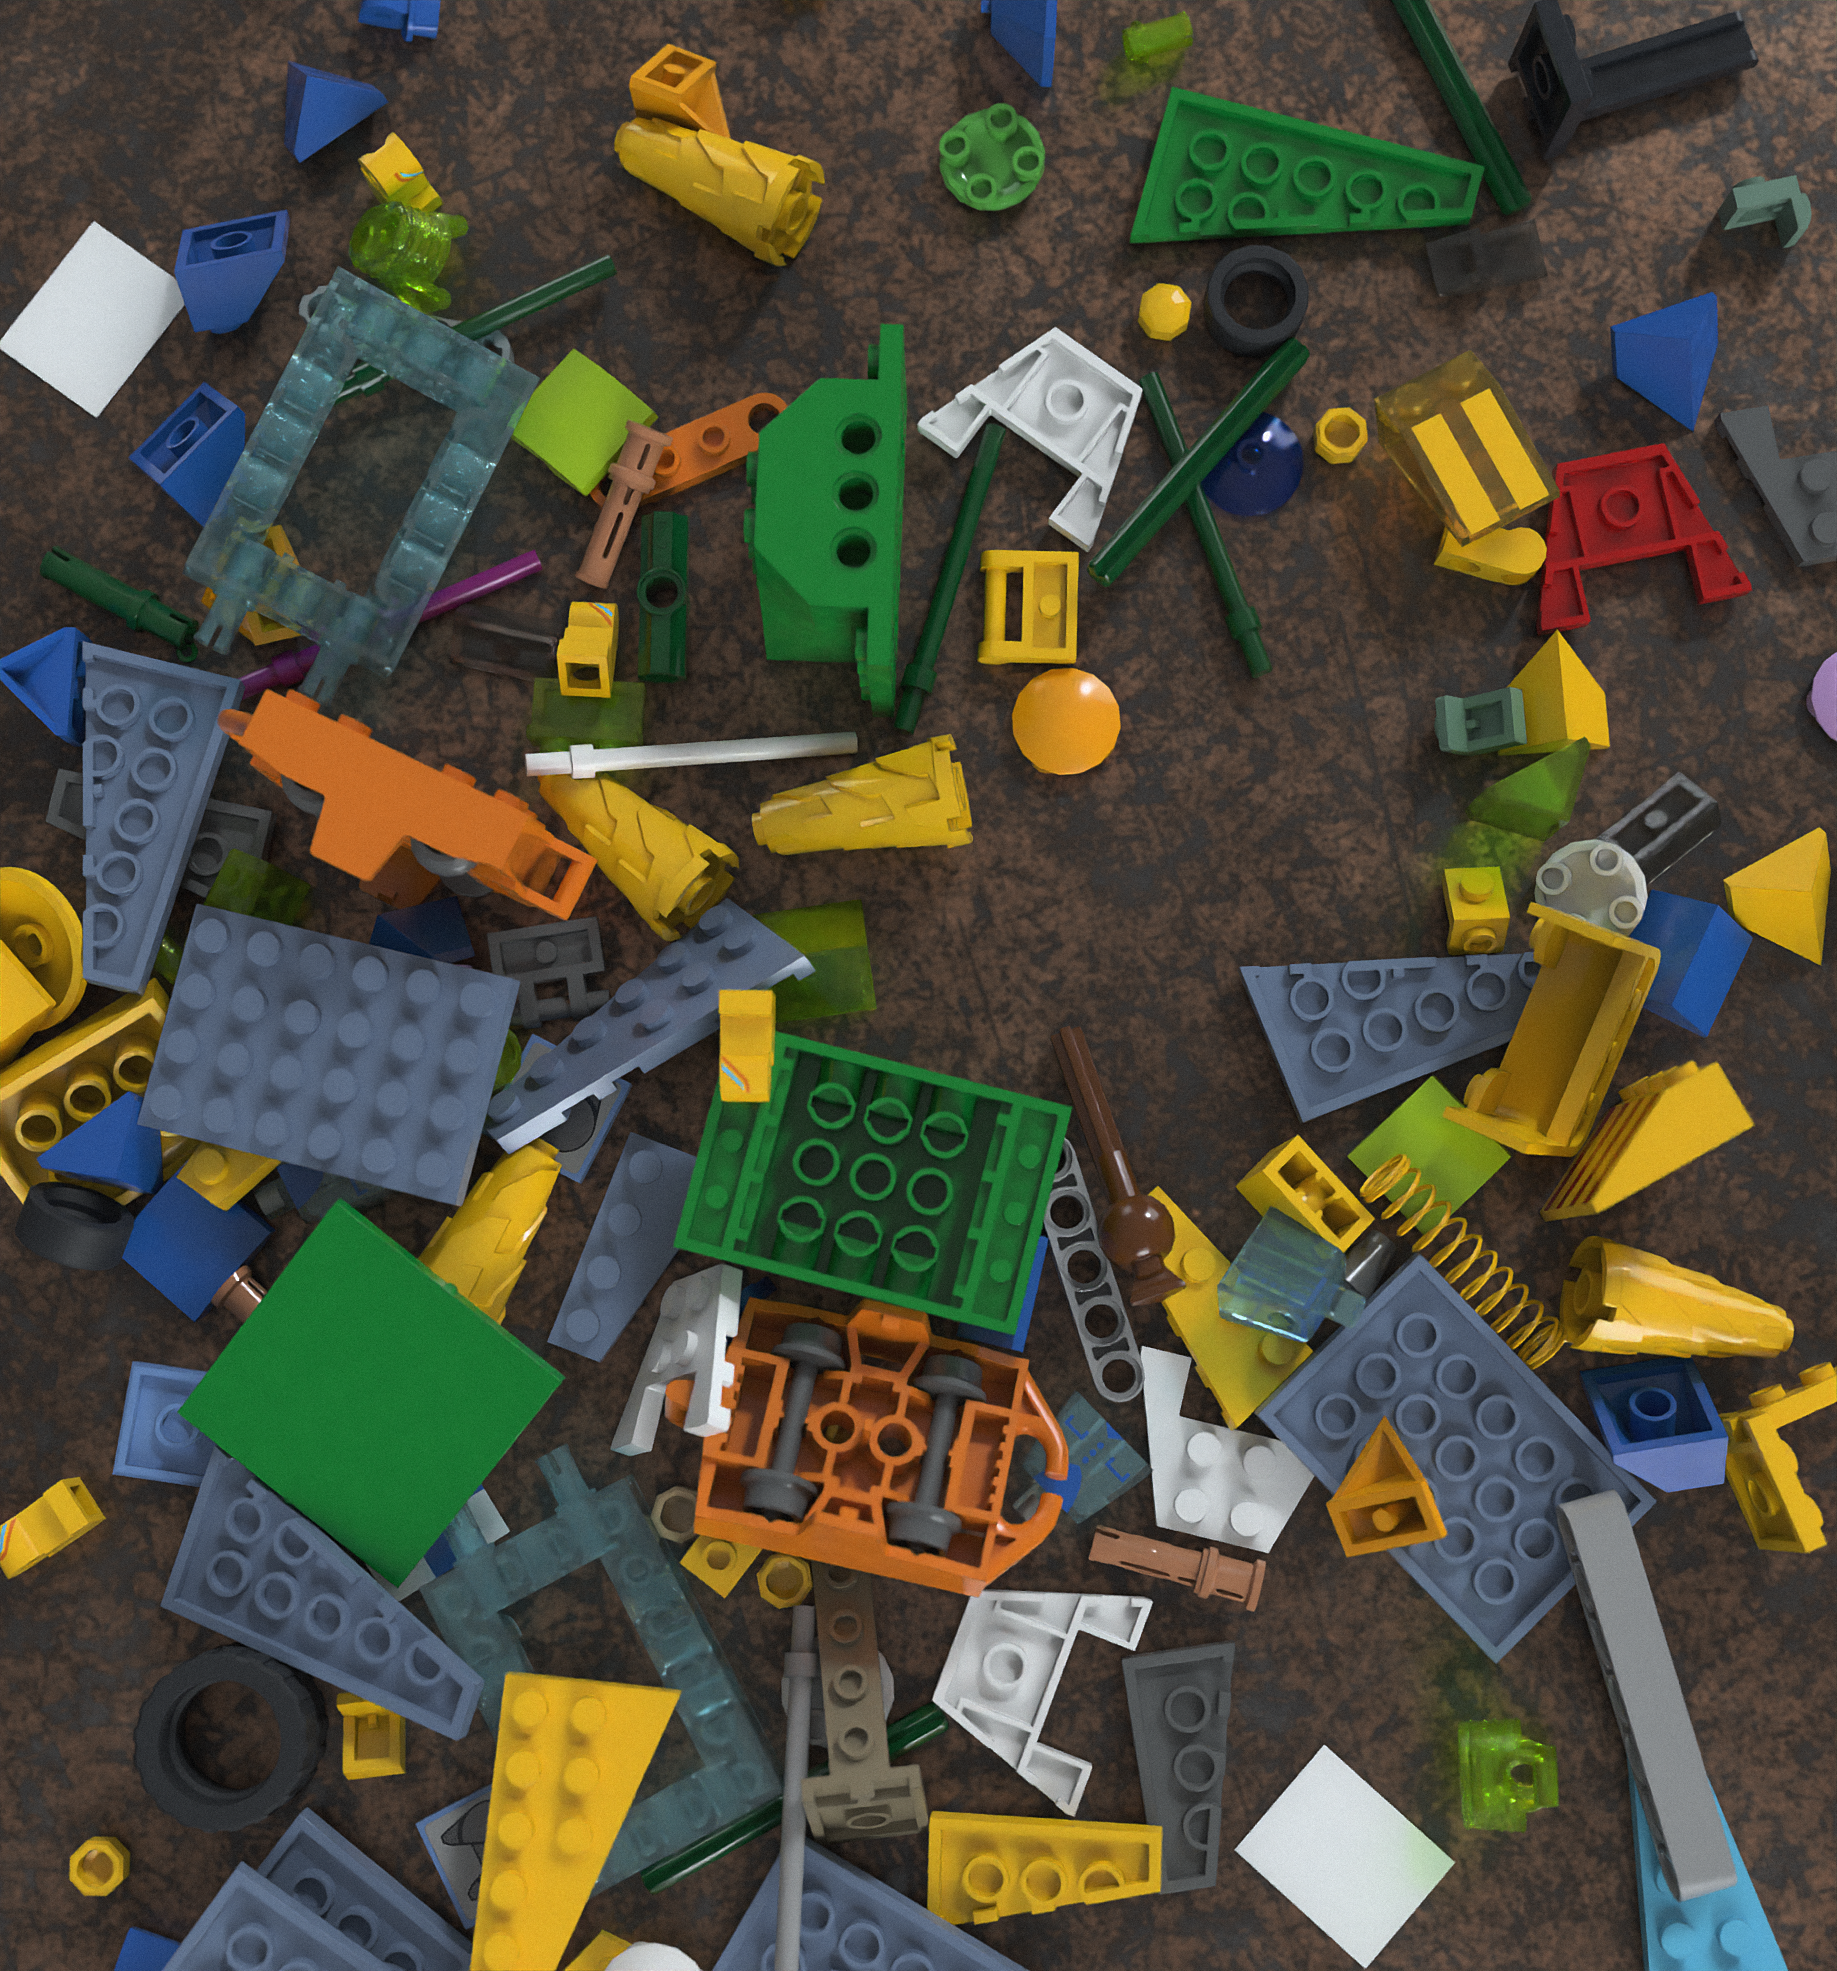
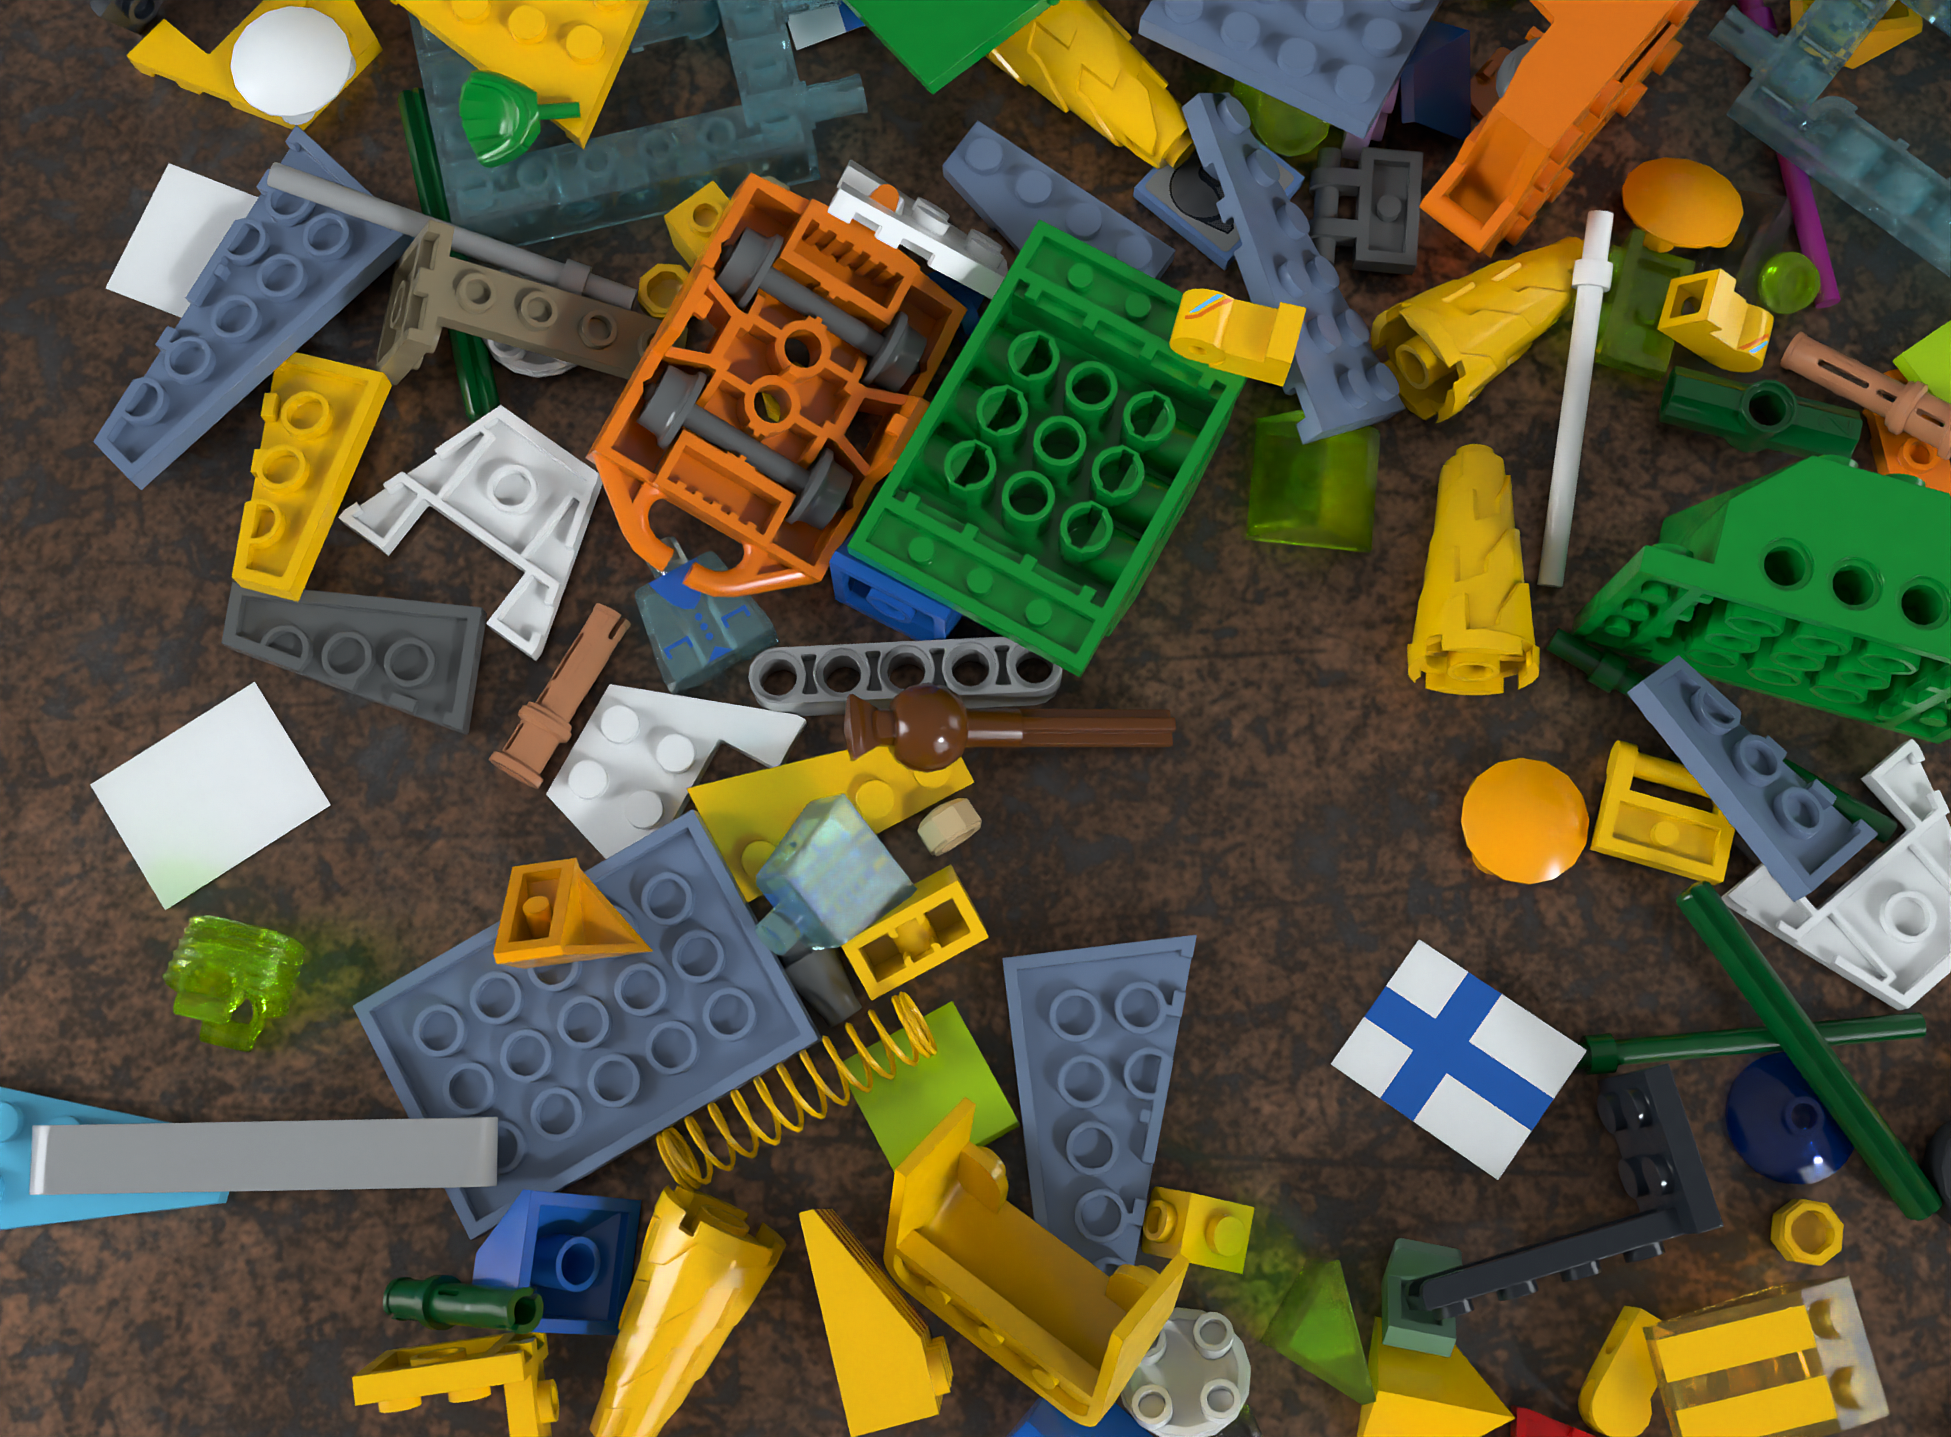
camera: 100 degrees right, 5 degrees down
(481, 700) = (1681, 204): none -> light orange dish
(532, 595) = (1788, 282): none -> clear neon green plate
(678, 1767) = (504, 116): none -> green piece
(1006, 529) = (1744, 774): none -> sand blue wing
(1202, 1197) = (948, 826): none -> tan tile
(1278, 733) = (1458, 1058): none -> white sticker
(1329, 562) = (1656, 1169): none -> black bracket
(1715, 1503) = (446, 1302): none -> dark green pin

